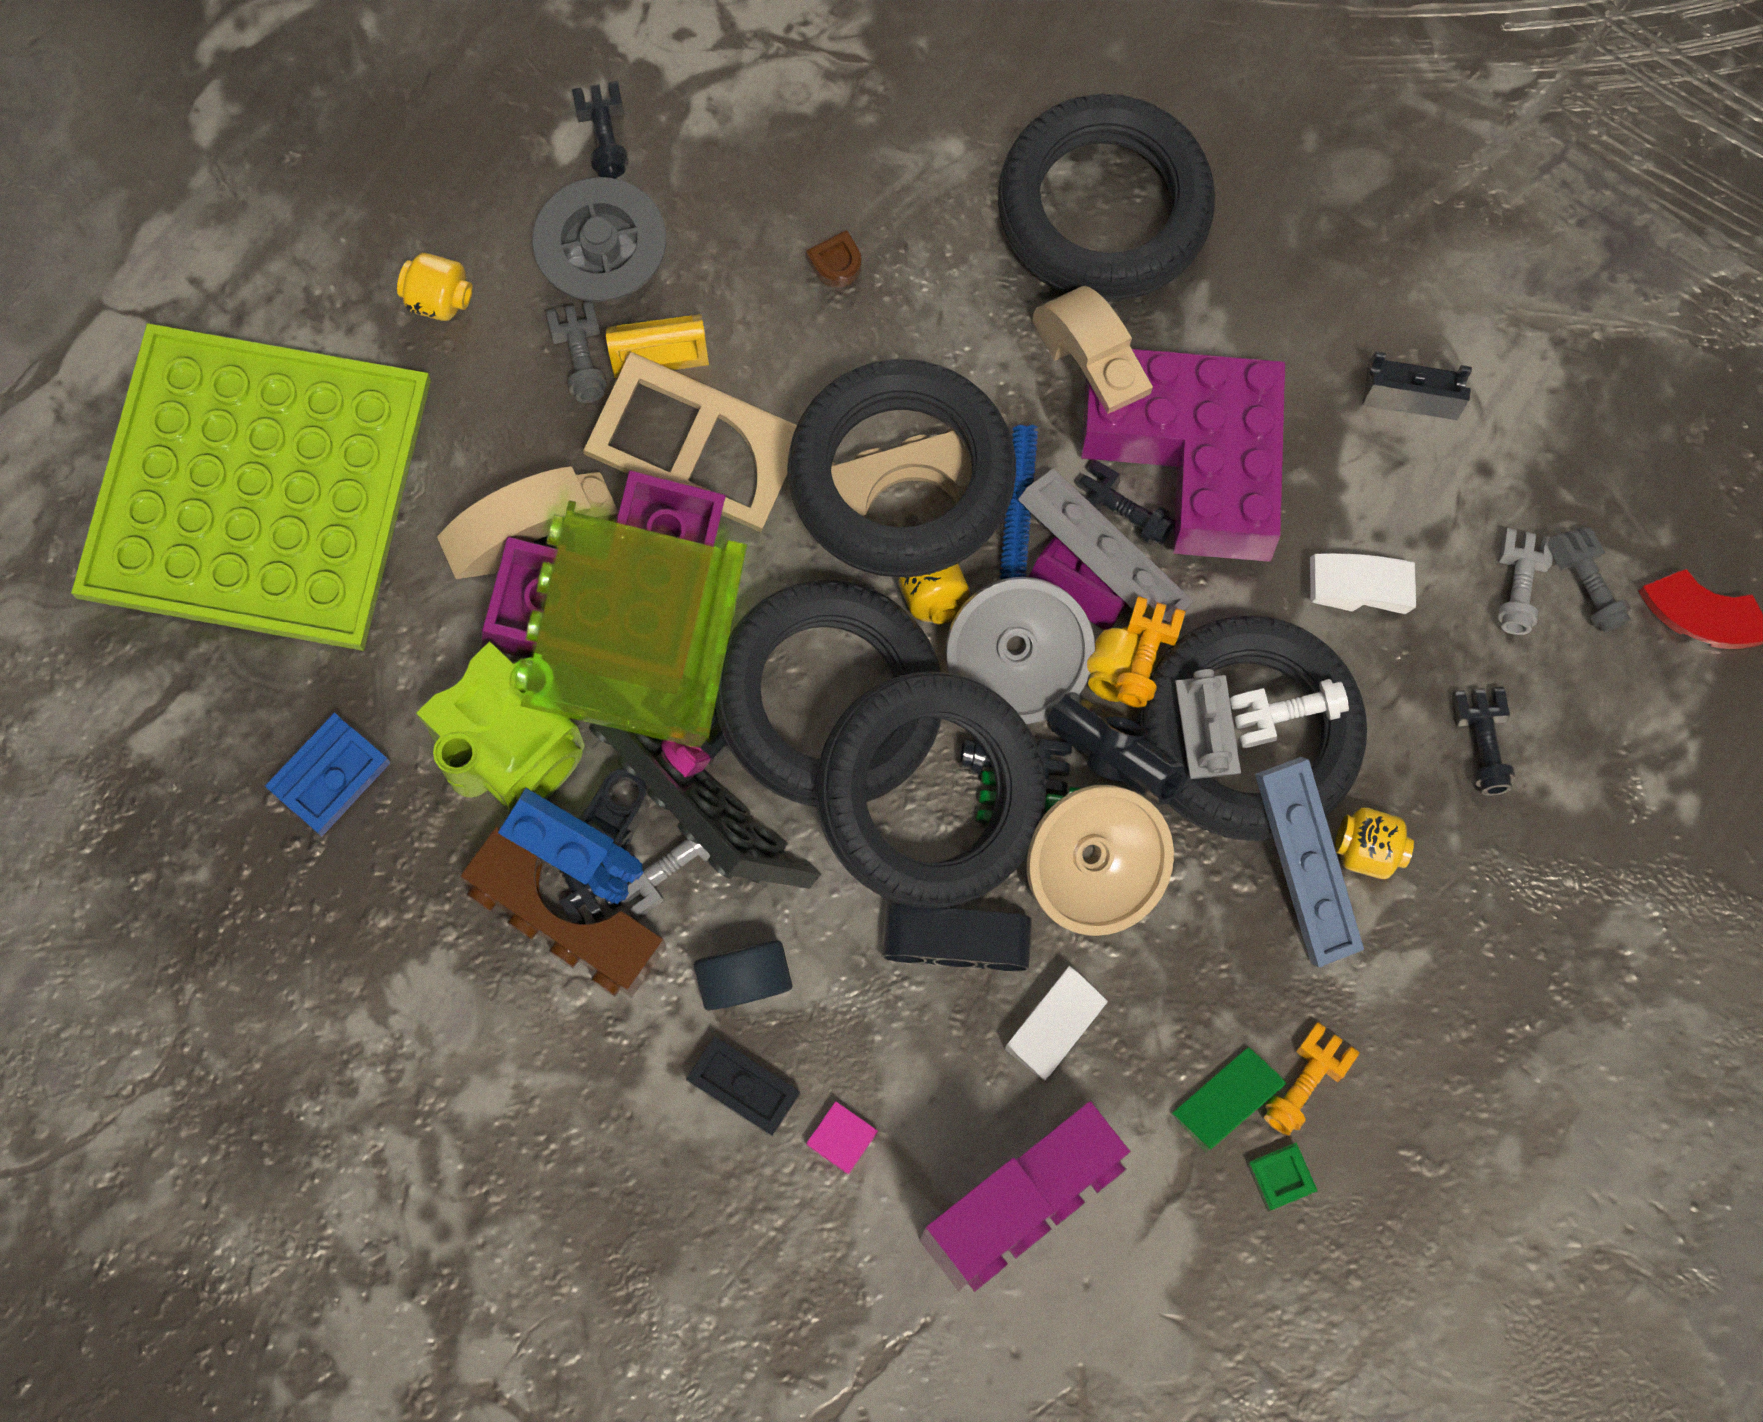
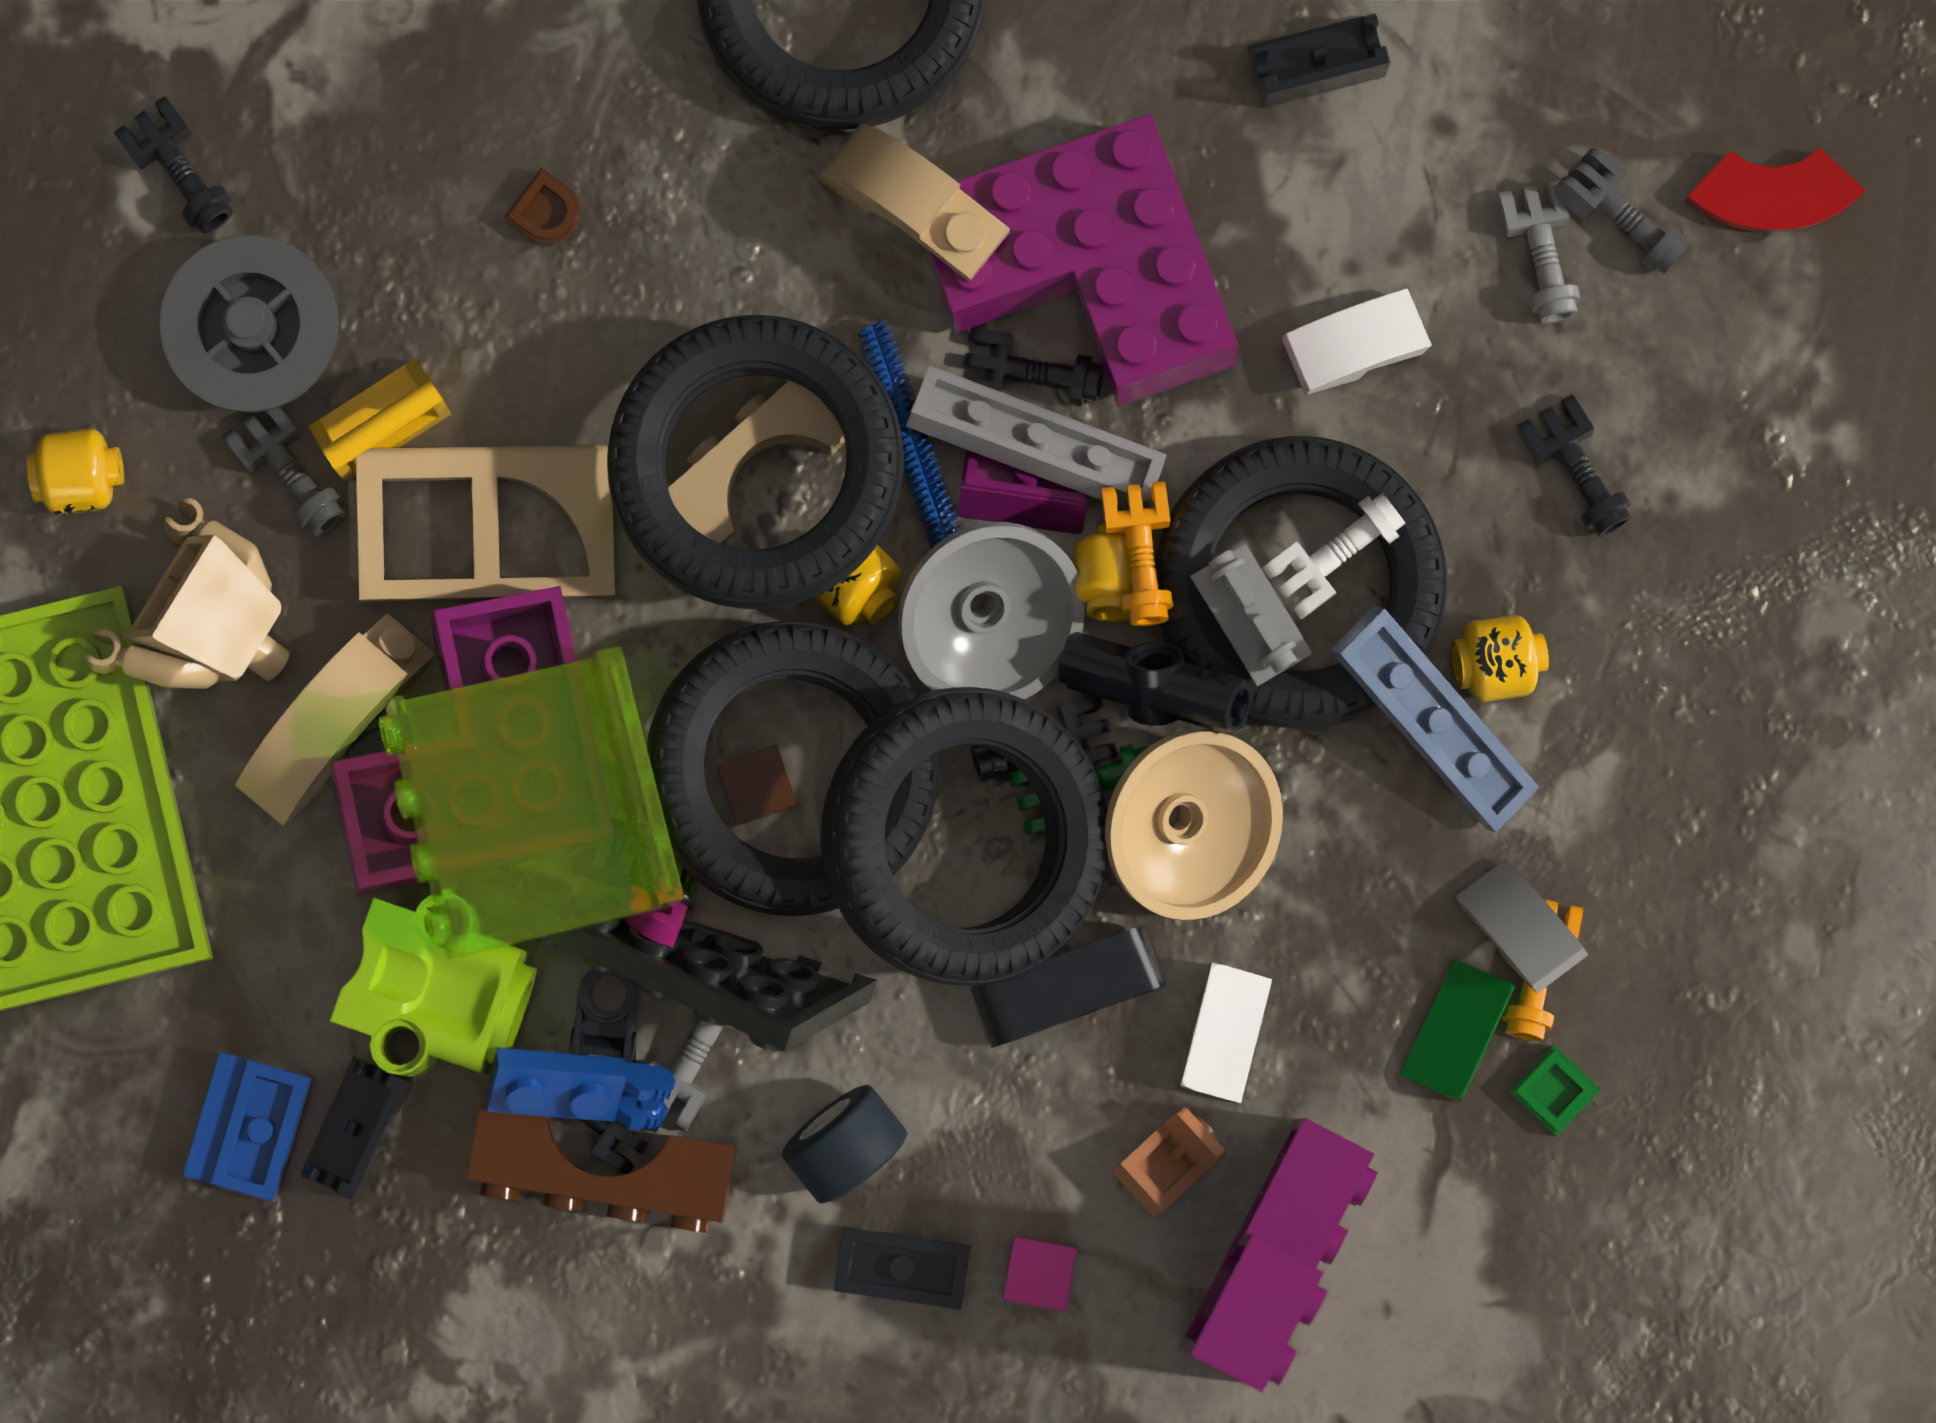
camera: 25 degrees left, 10 degrees up
(404, 812) = (356, 1129): none -> black hinge
(471, 413) = (204, 615): none -> tan torso
(799, 701) = (757, 785): none -> reddish brown tile
(974, 1097) = (1169, 1161): none -> nougat bracket
(1310, 1042) = (1521, 926): none -> light grey slope

